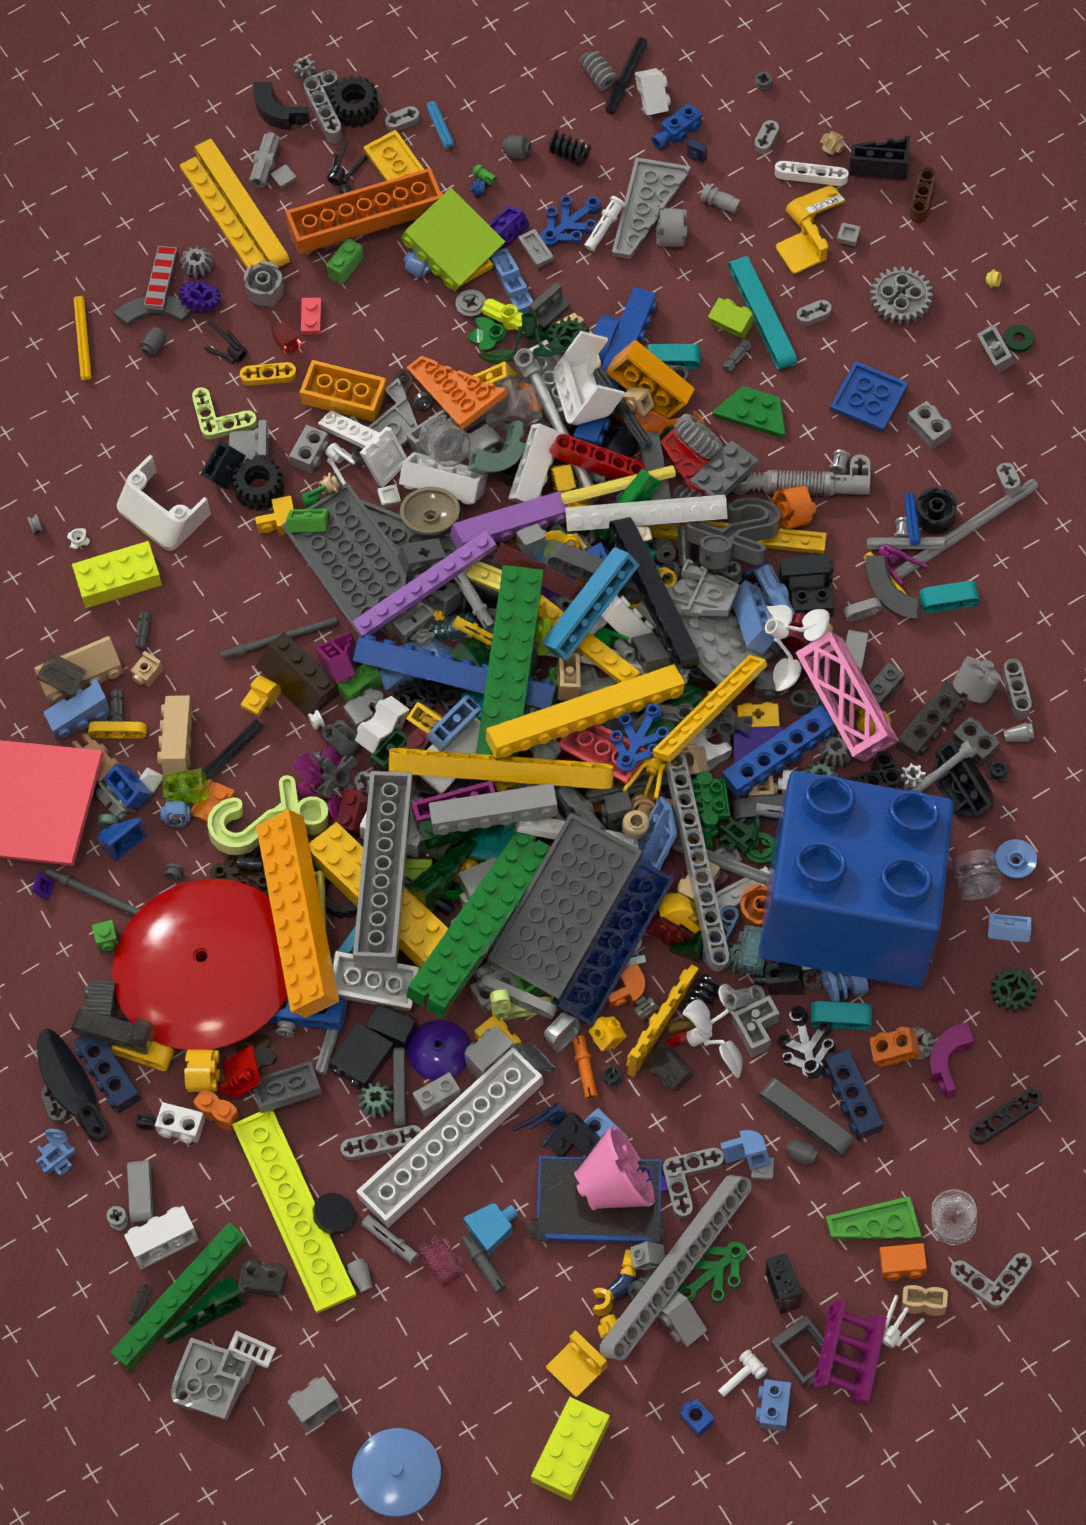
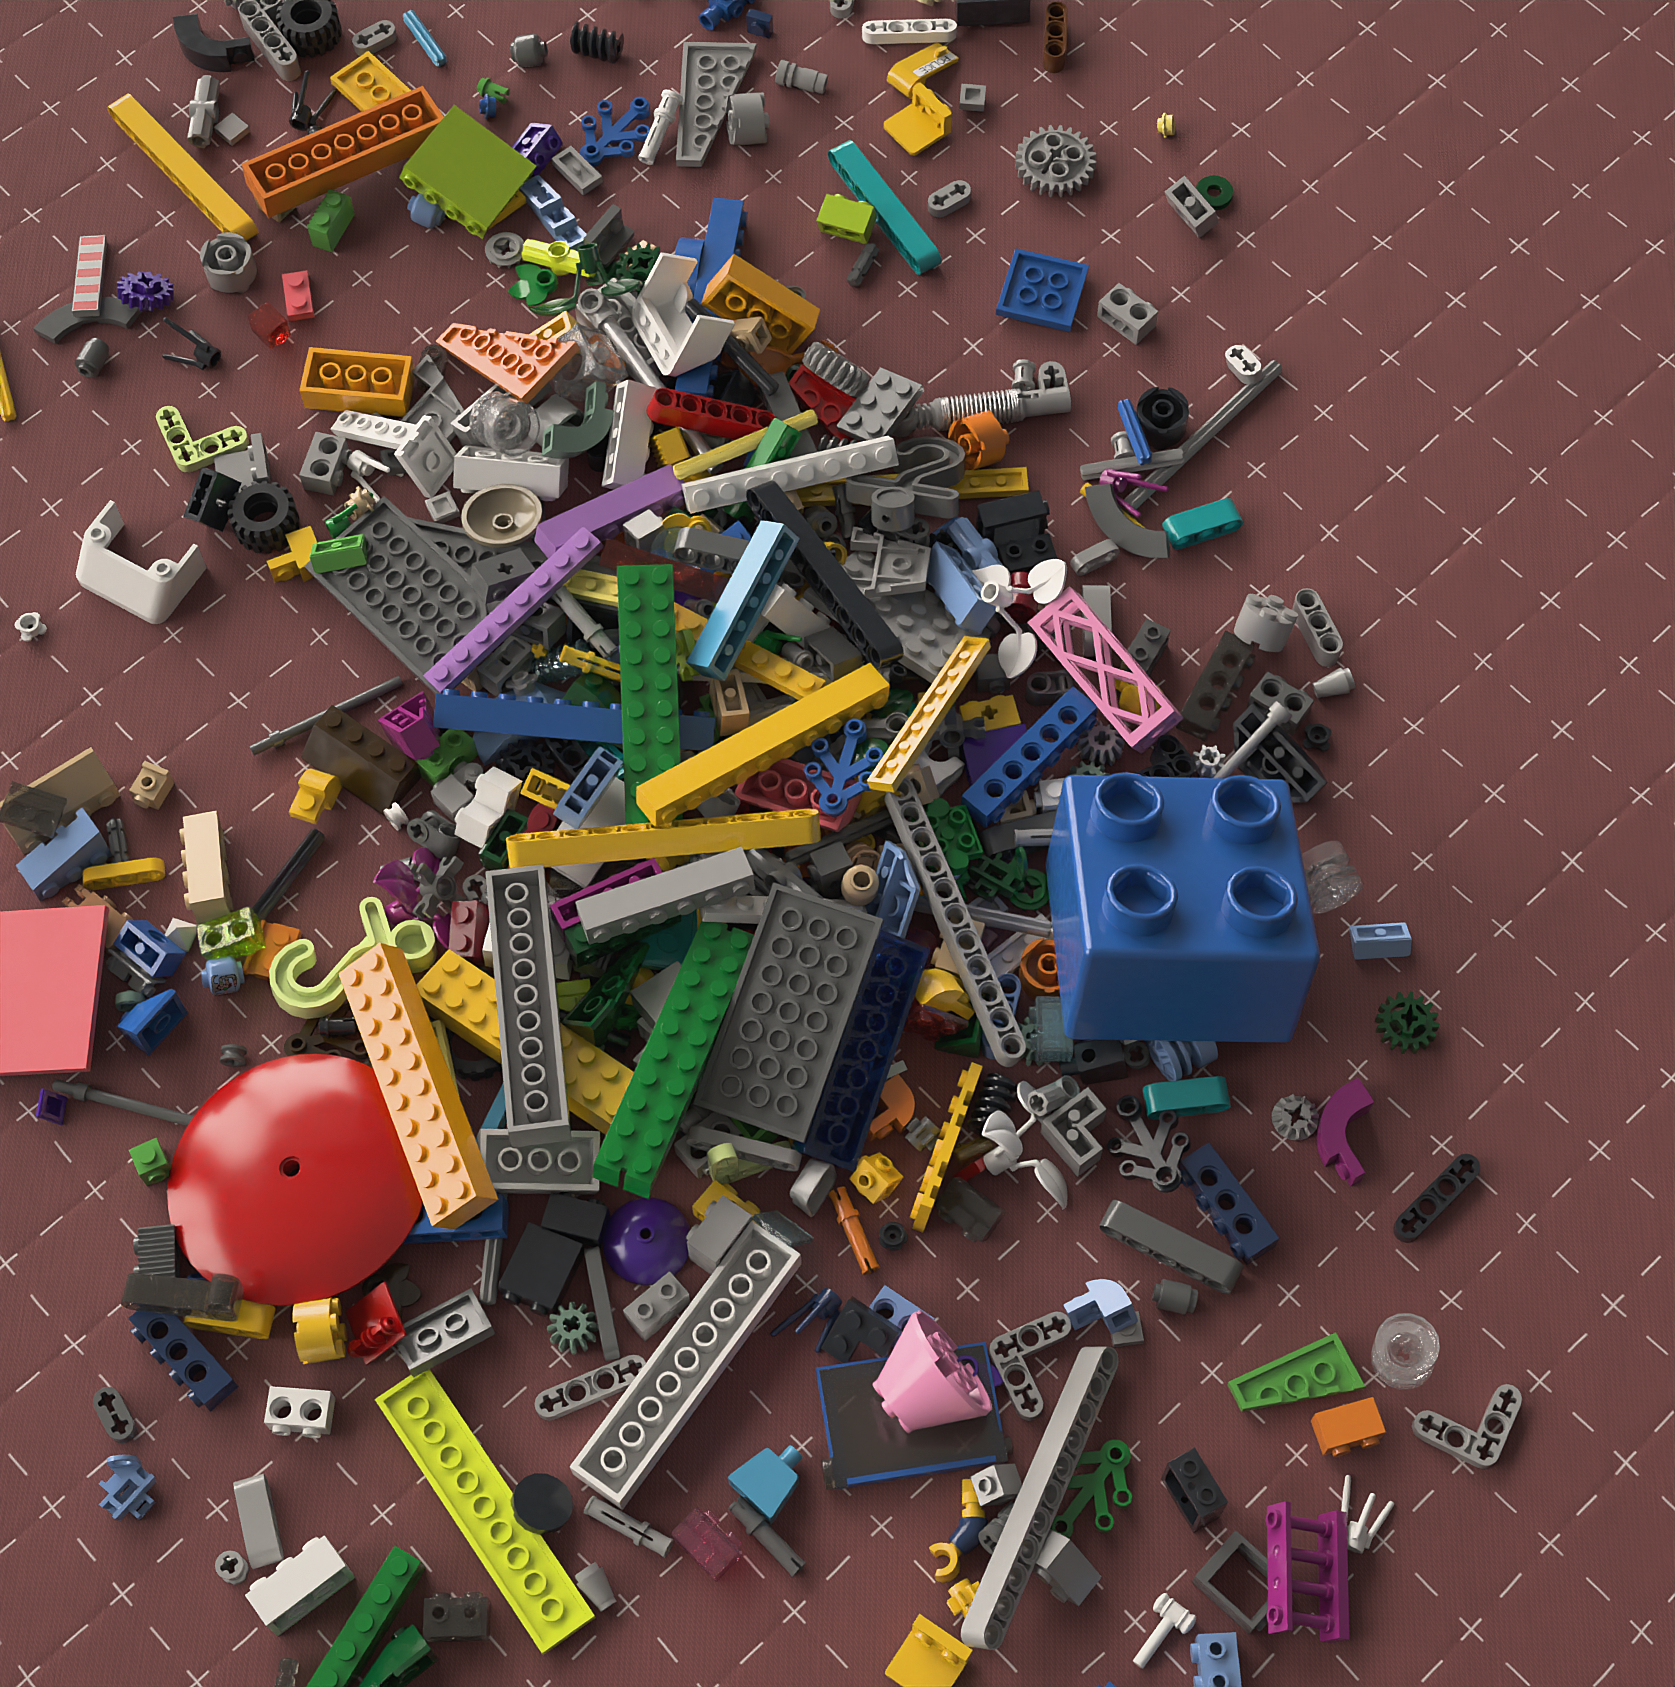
camera: 15 degrees left, 0 degrees up
(69, 1083) = (131, 1382): black plant -> none
(117, 574) = (90, 665): neon yellow brick -> none
(142, 630) = (137, 734): dark grey axle -> none
(145, 1122) = (250, 1418): black bush -> none
(196, 262) = (134, 249): light grey gear -> none
(220, 1111) = (355, 1383): orange brick -> none
(221, 212) = (156, 183): yellow plate -> none
(282, 378) = (262, 382): yellow beam -> none
(285, 1028) = (427, 1249): light grey bush -> none
(422, 401) = (465, 380): dark grey plate -> none
(653, 767) = (869, 803): yellow plant -> none
(677, 354) = (792, 272): teal beam -> none
(753, 410) = (899, 330): green wing -> none
(894, 1051) = (1271, 1135): orange brick -> none
(930, 1300) = (1399, 1477): tan brick -> none
(1016, 850) = (1374, 838): medium blue dish -> none

